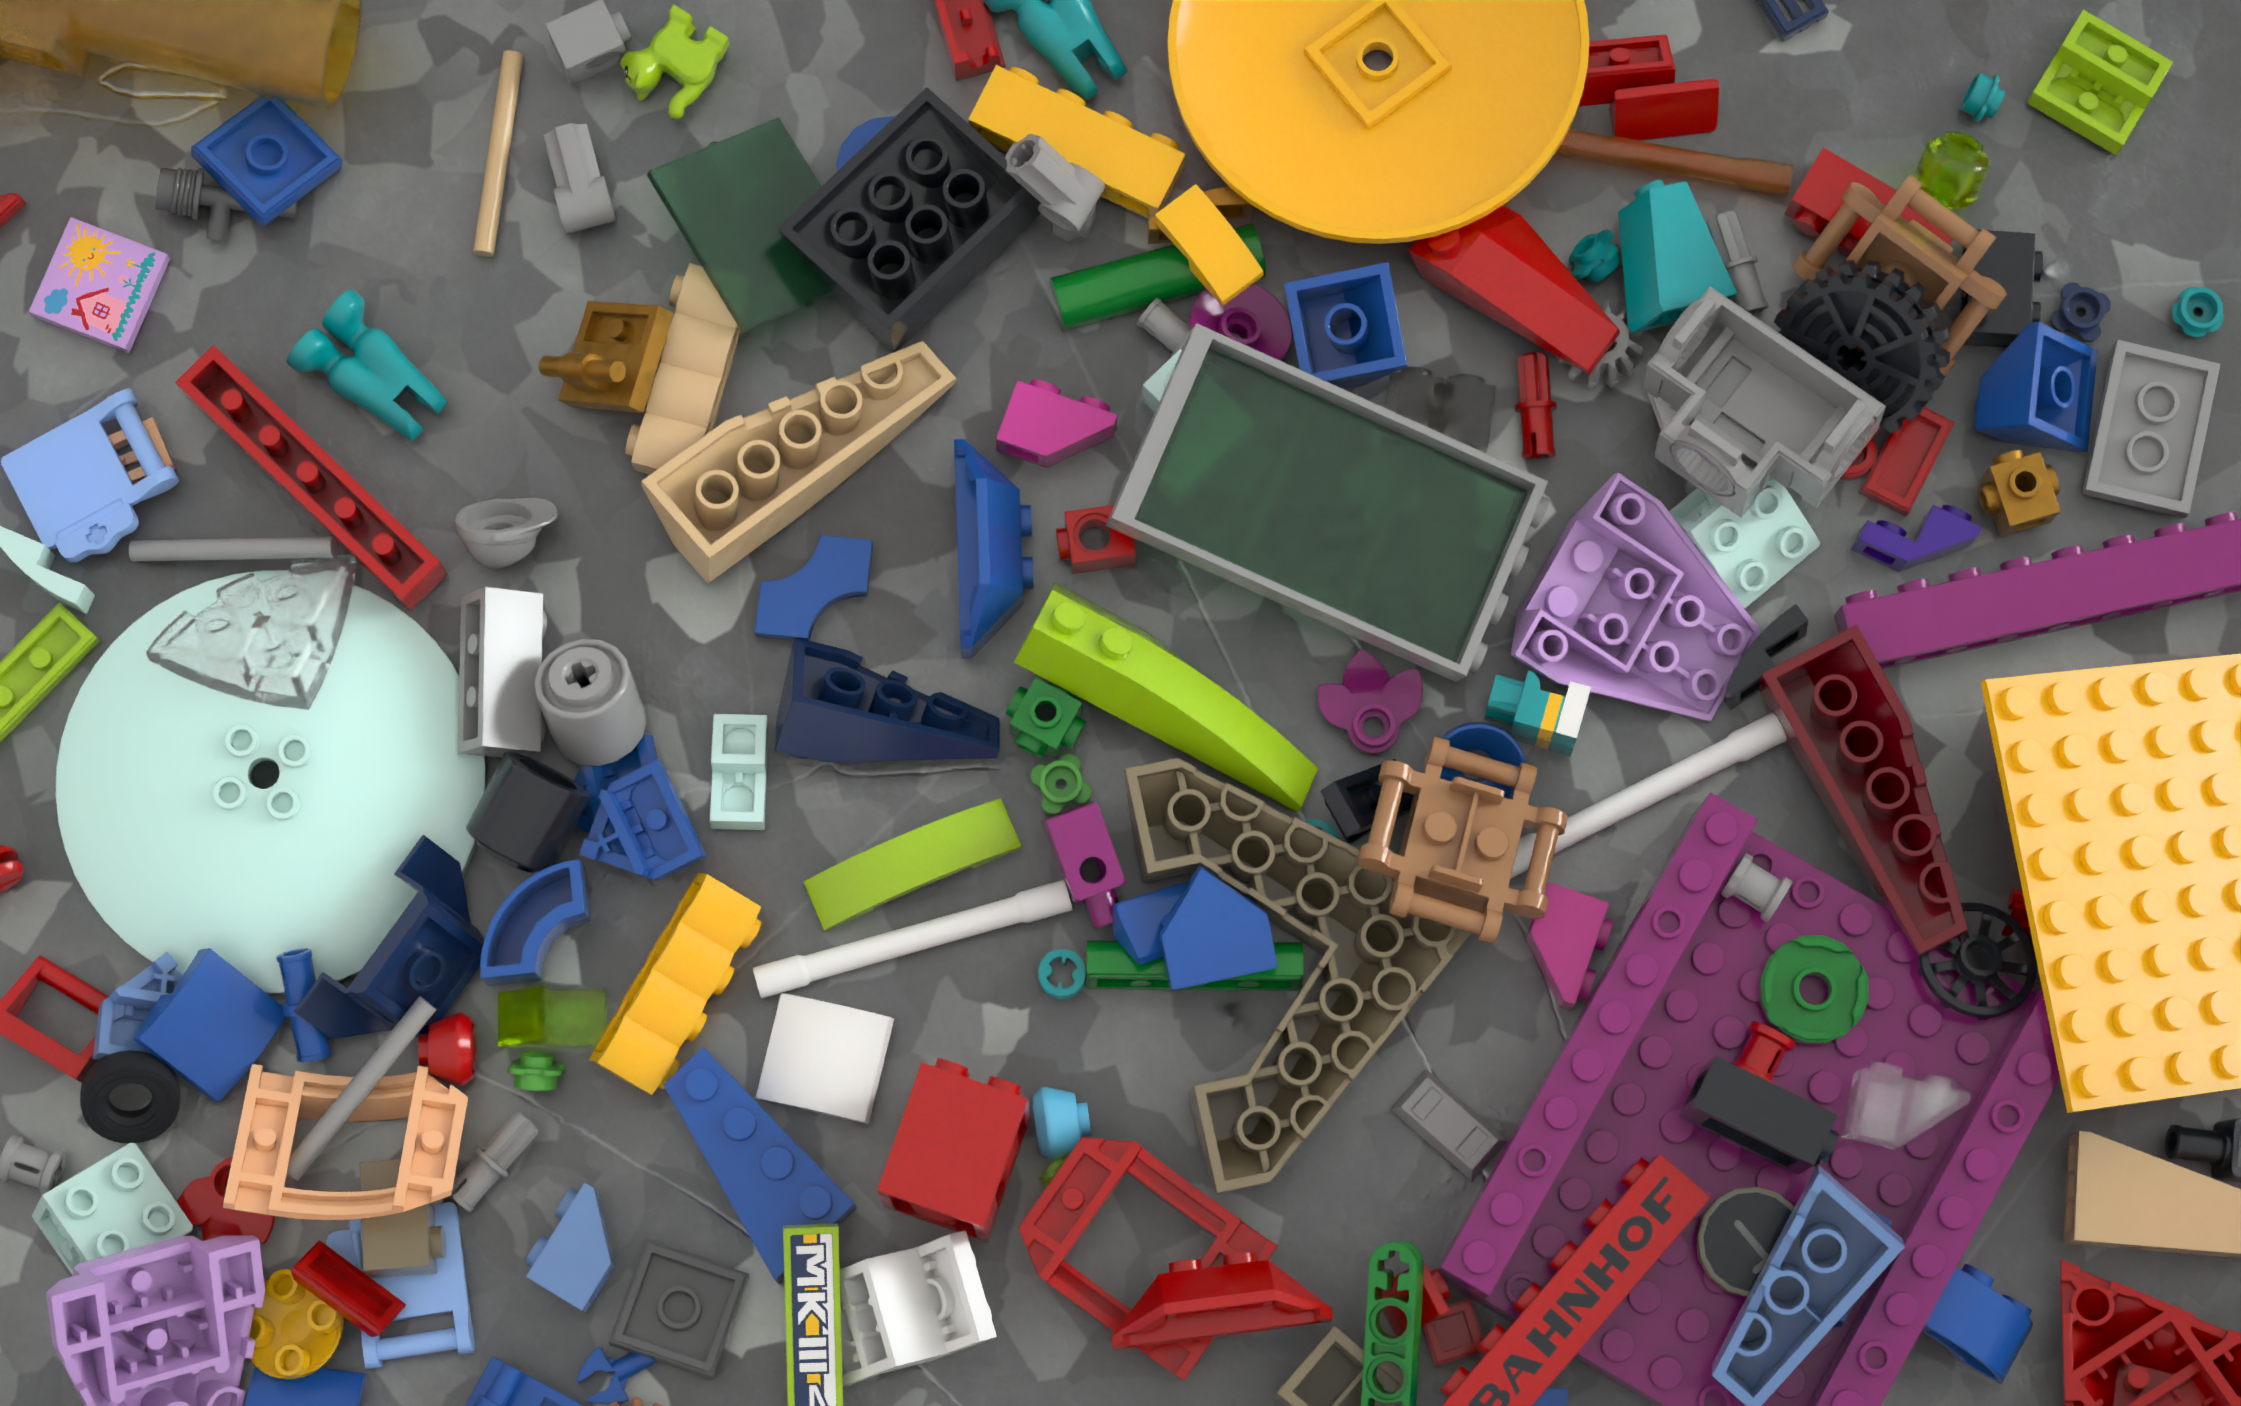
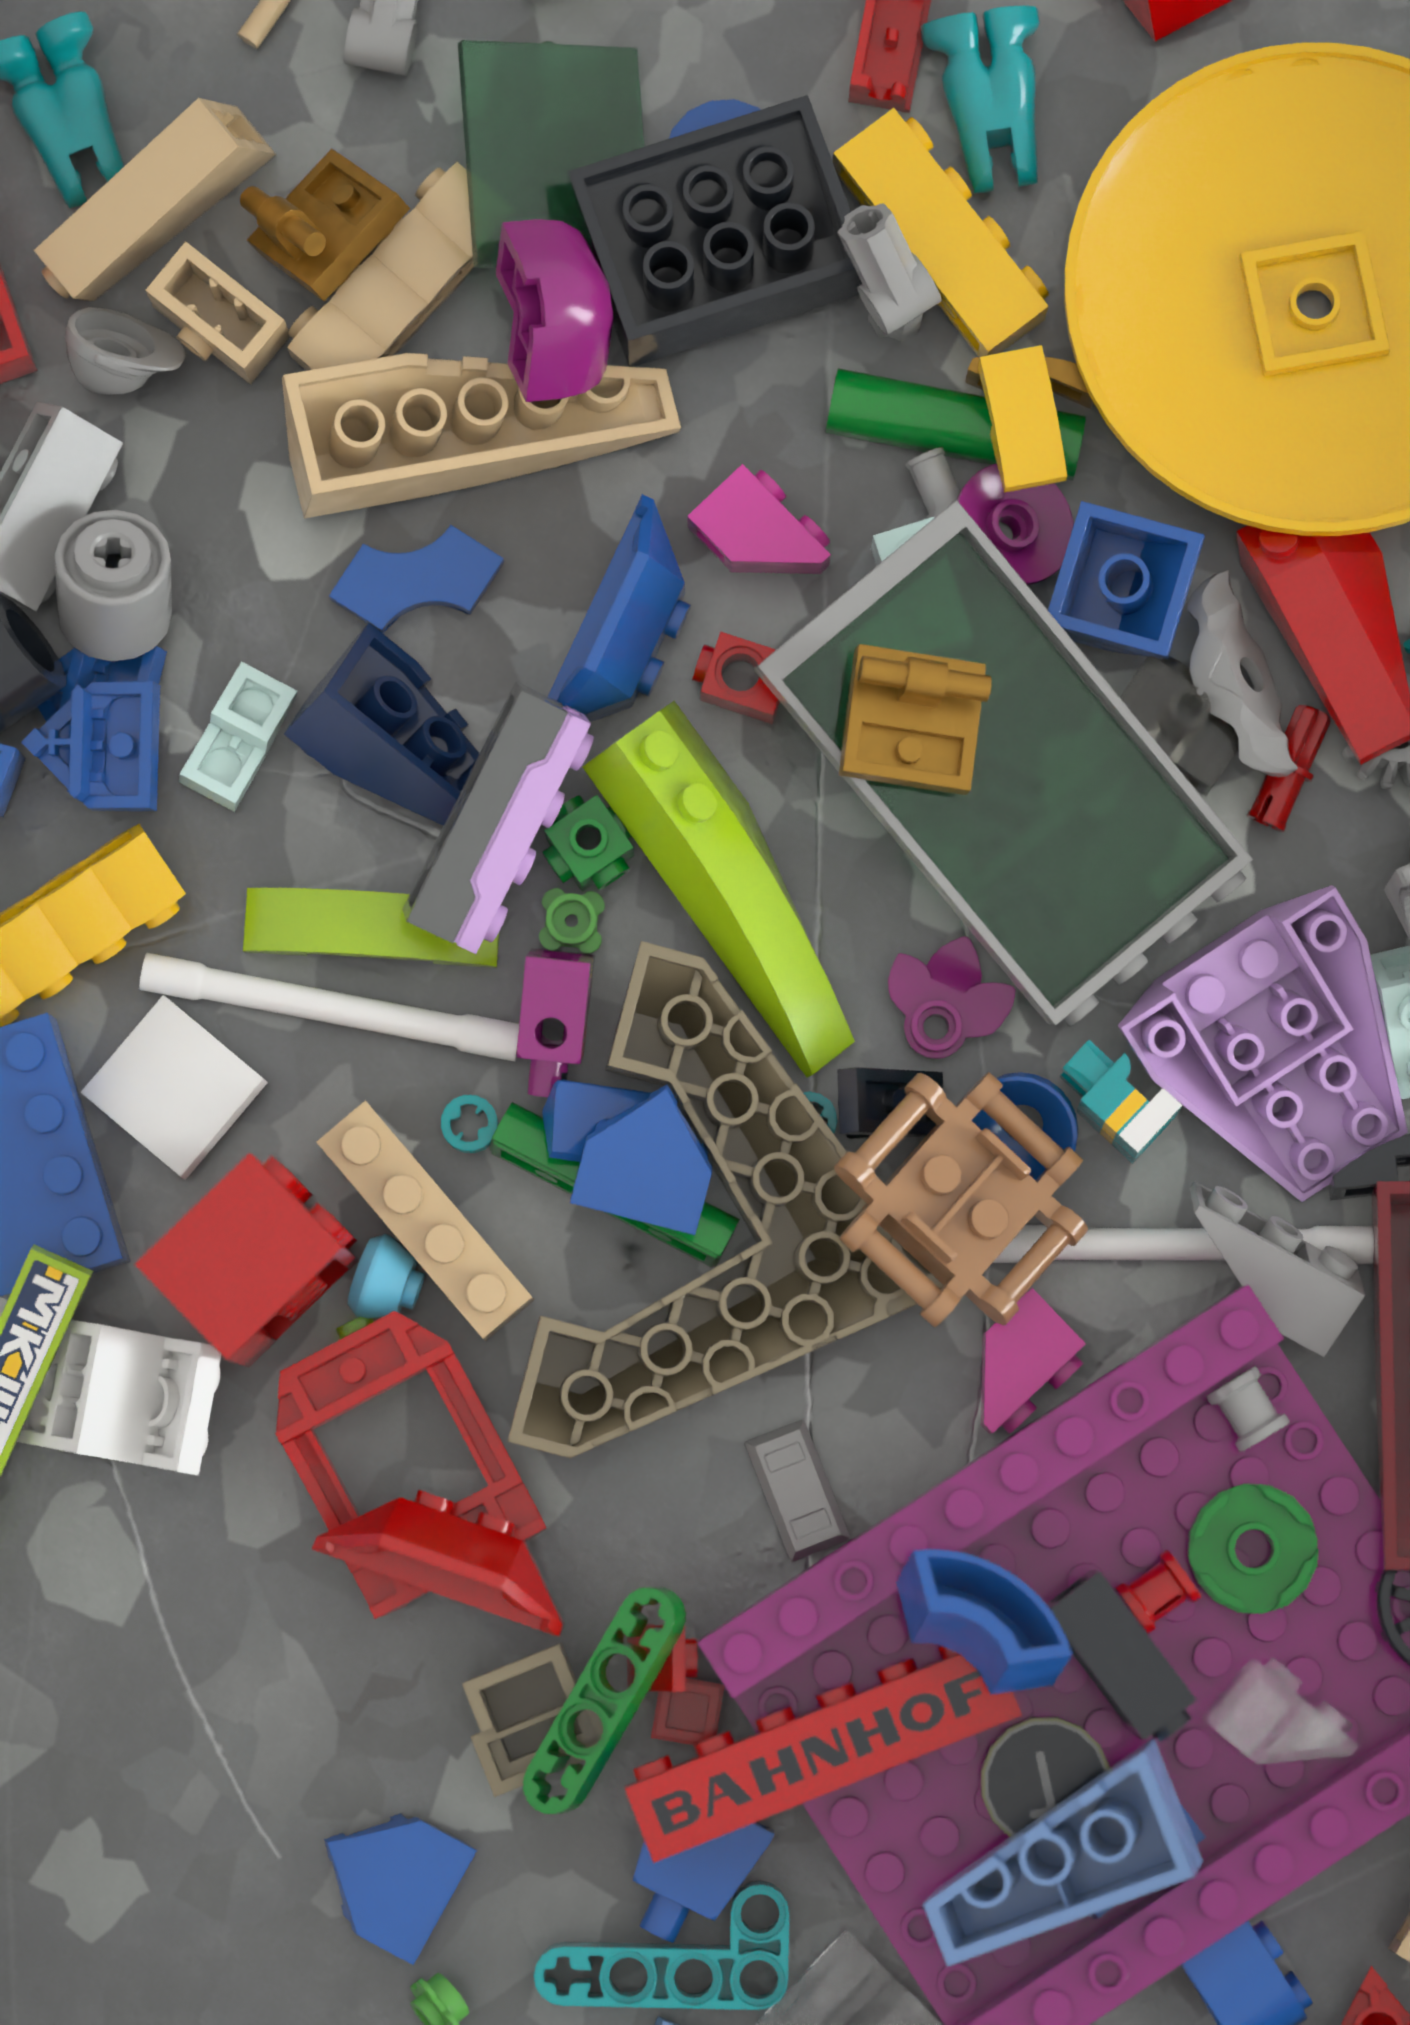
camera: 30 degrees right, 5 degrees up
(472, 403) = (153, 198): none -> tan slope
(565, 463) = (217, 314): none -> tan brick
(824, 332) = (558, 309): none -> magenta brick
(971, 730) = (497, 818): none -> piece
(1067, 1060) = (425, 1220): none -> tan arch
(1247, 499) = (913, 719): none -> pearl gold plate
(1461, 354) = (1236, 677): none -> light grey piece
(1647, 1136) = (984, 1618): none -> blue brick
(1750, 778) = (1299, 1285): none -> light grey slope

